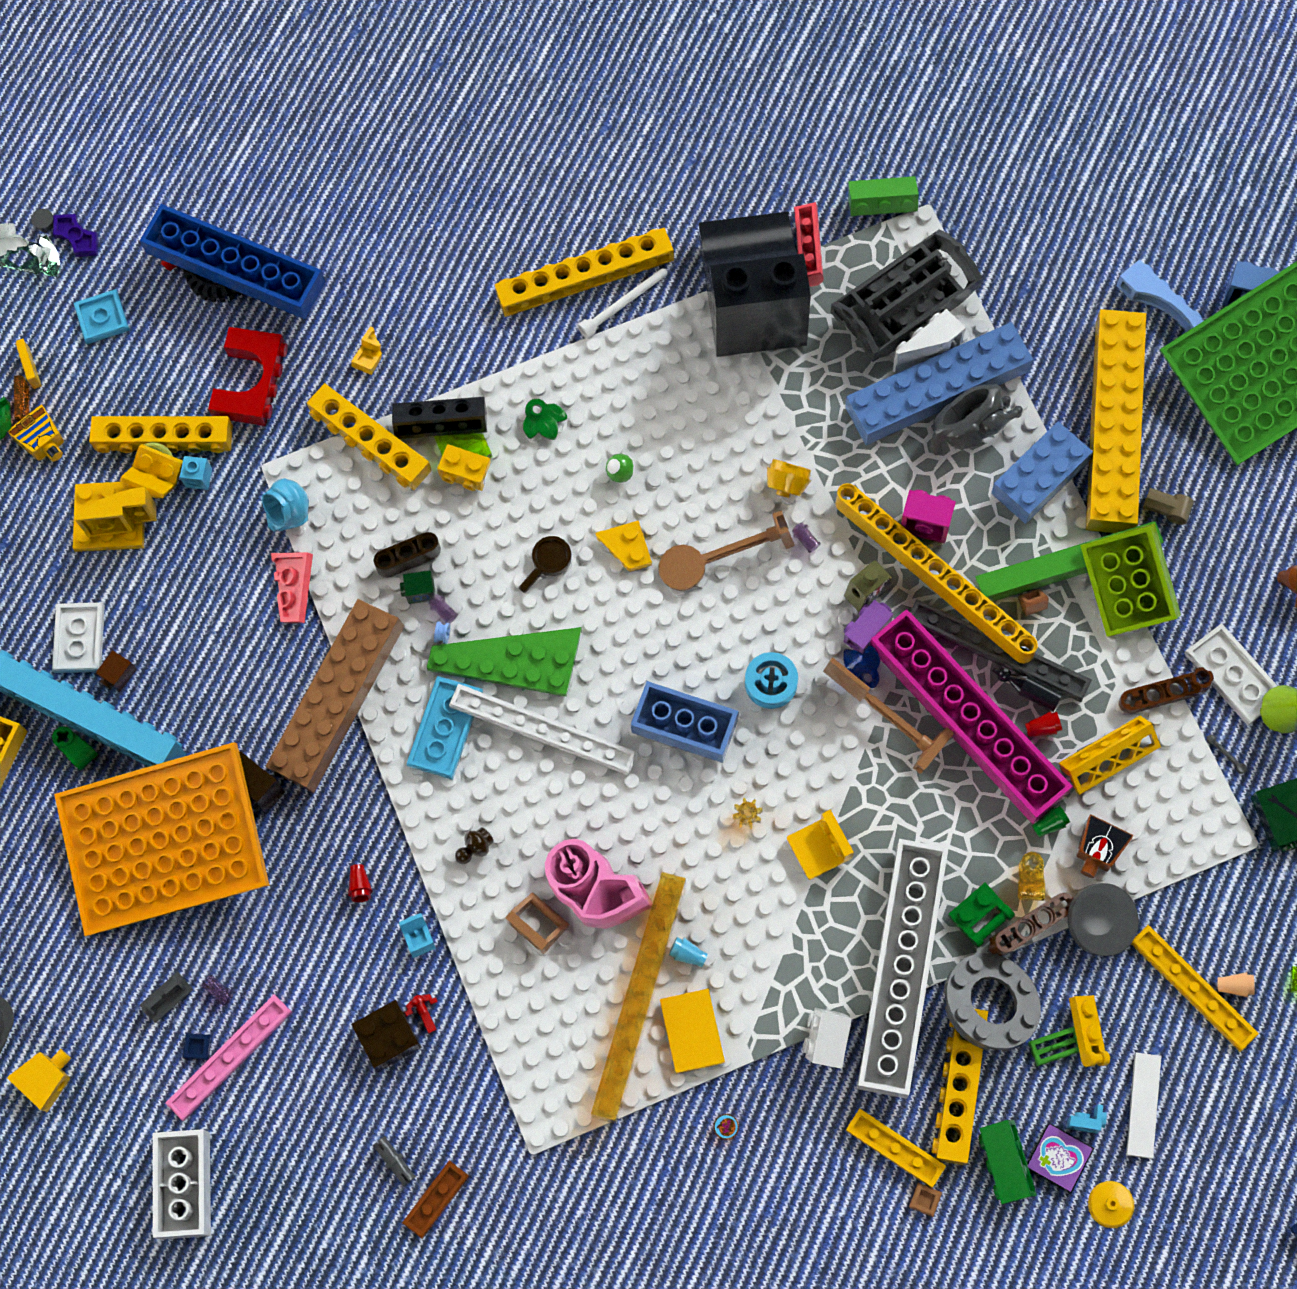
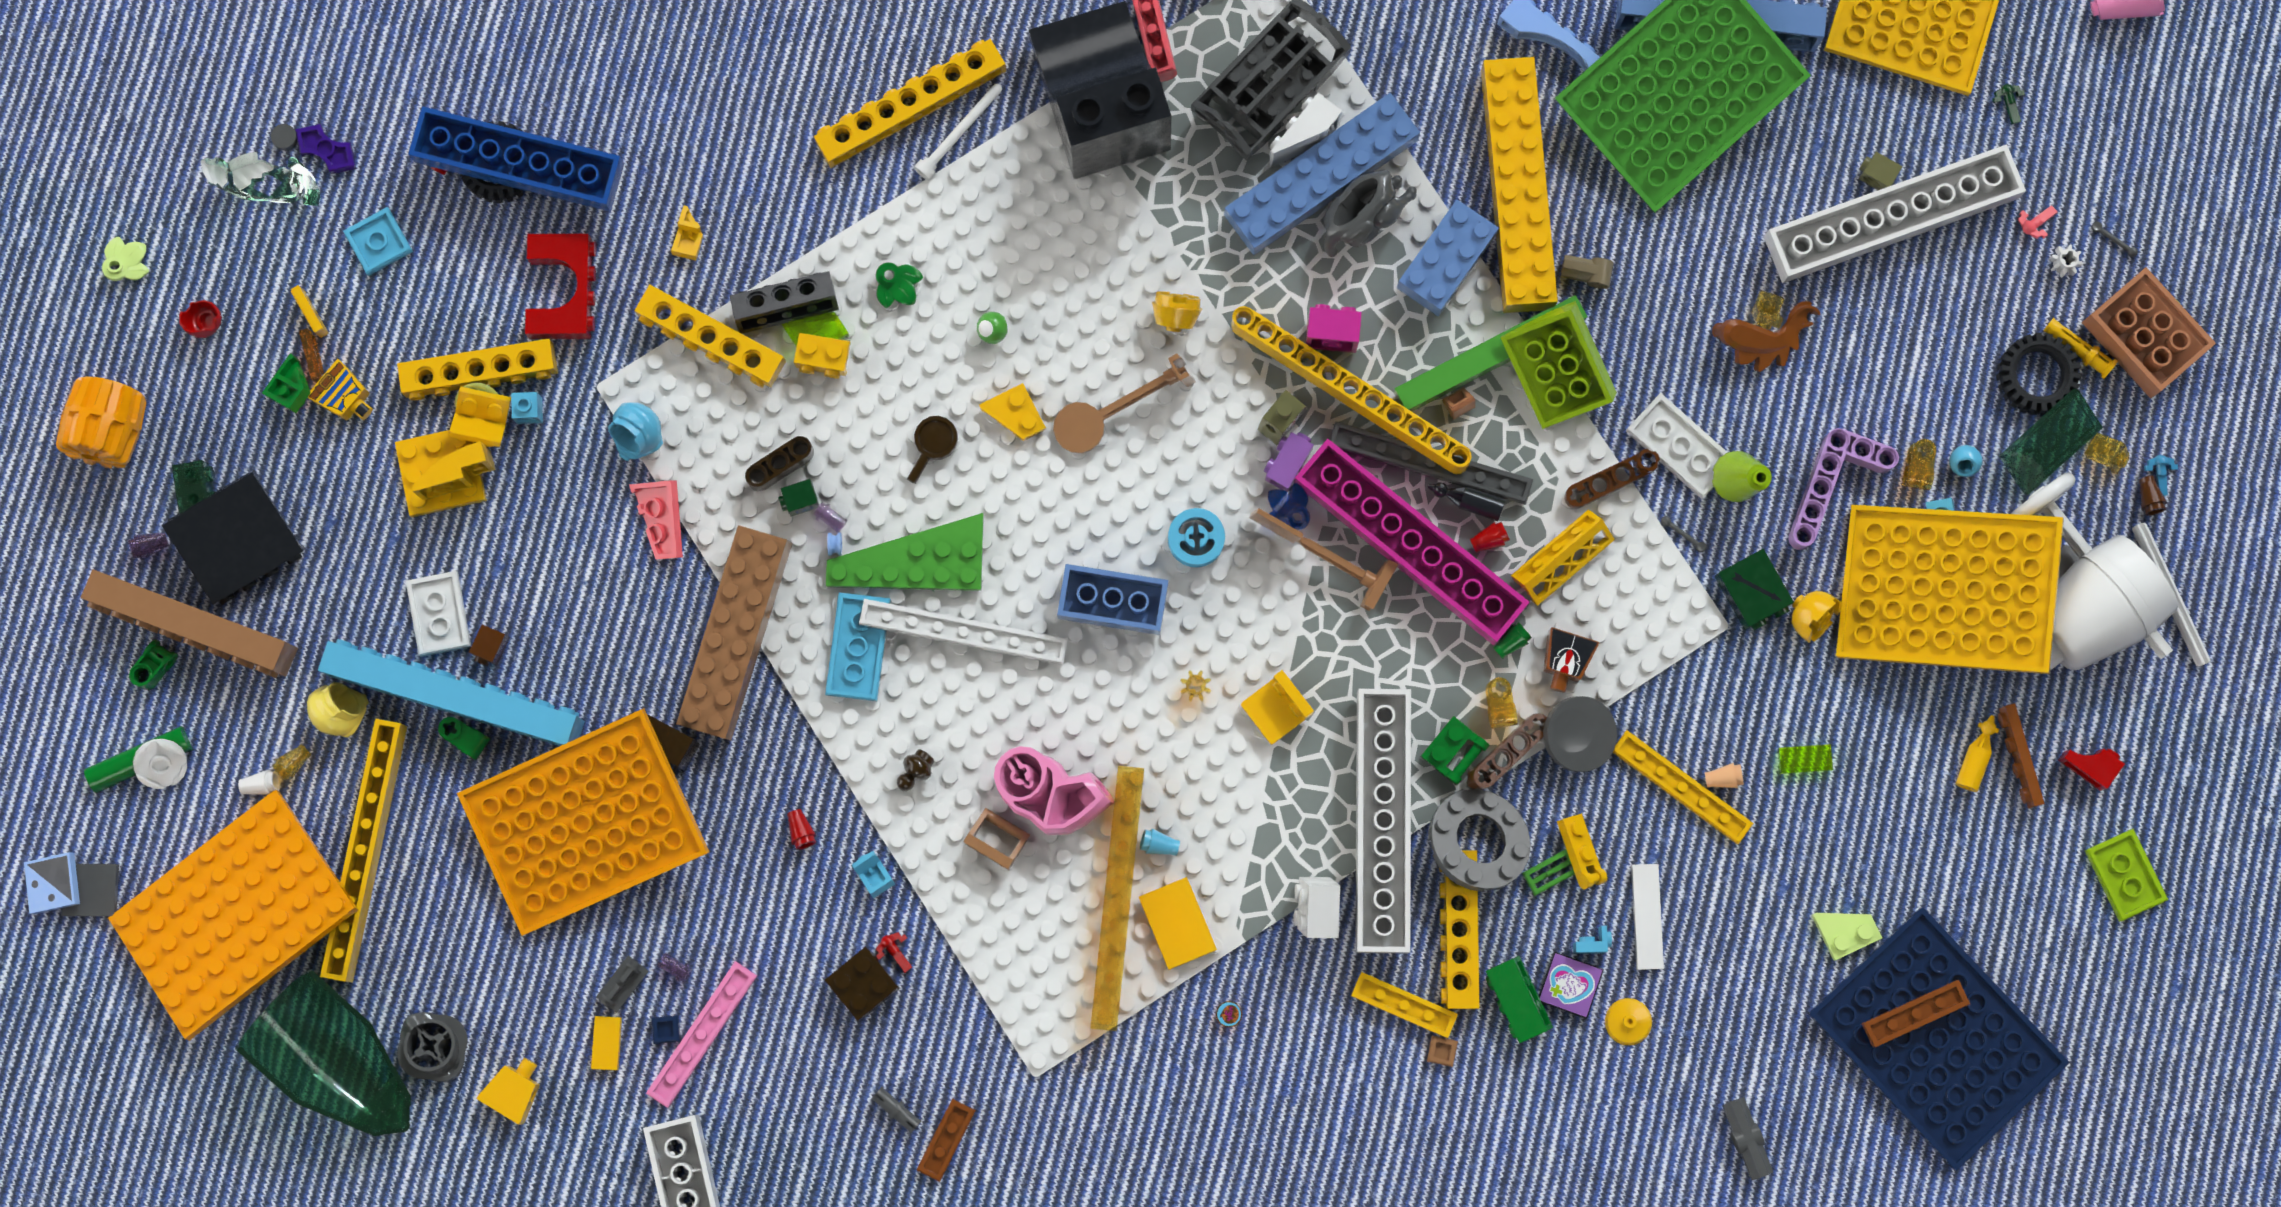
camera: 15 degrees left, 10 degrees up
(139, 1049) = (606, 1043): none -> yellow tile
(805, 537) = (1206, 372): clear purple pin -> none

